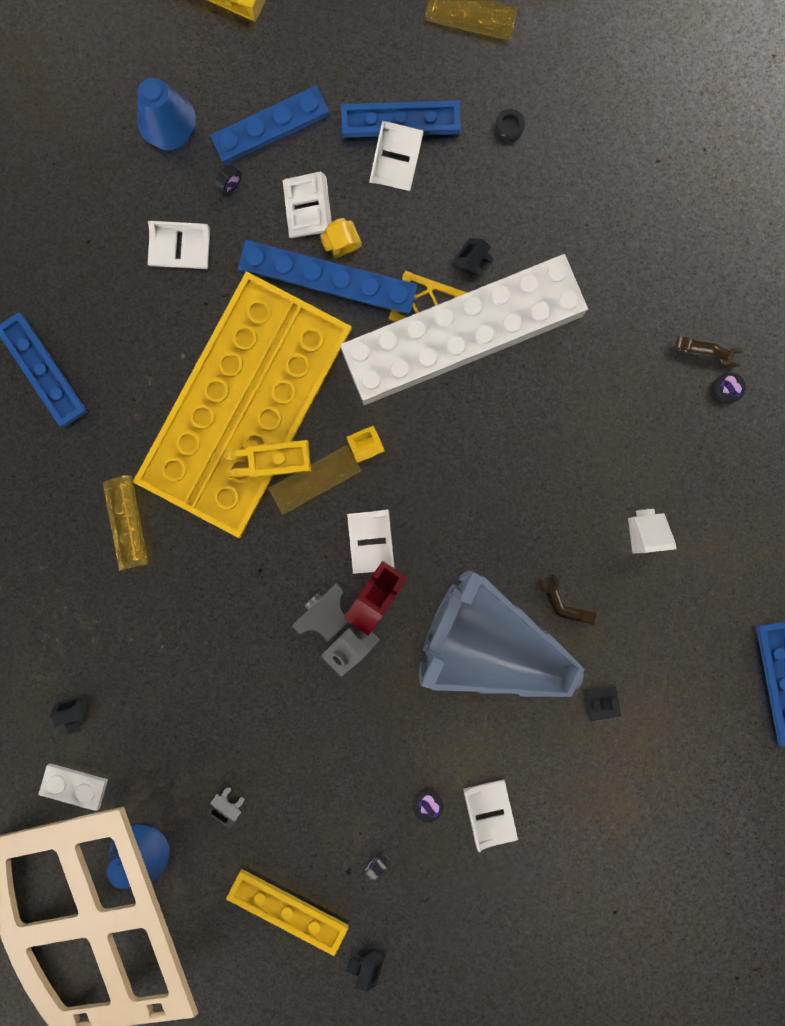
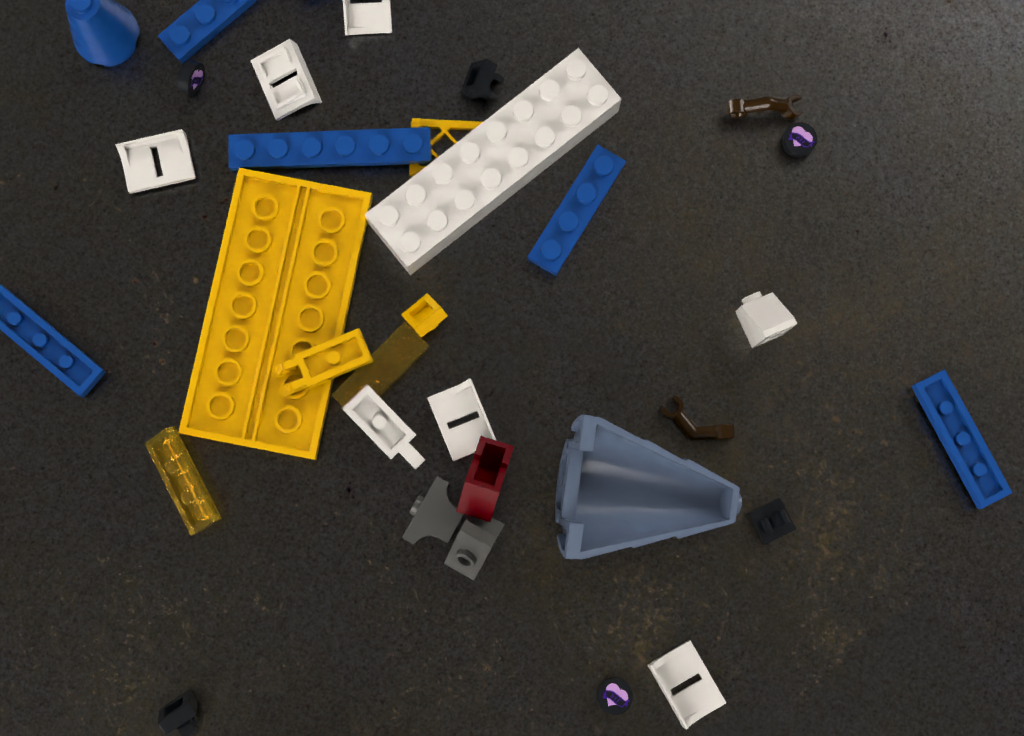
camera: 20 degrees left, 5 degrees down
(303, 527) = (382, 425): none -> white plate
(341, 238) = (332, 103): yellow plate -> none
(521, 391) = (576, 210): none -> blue plate

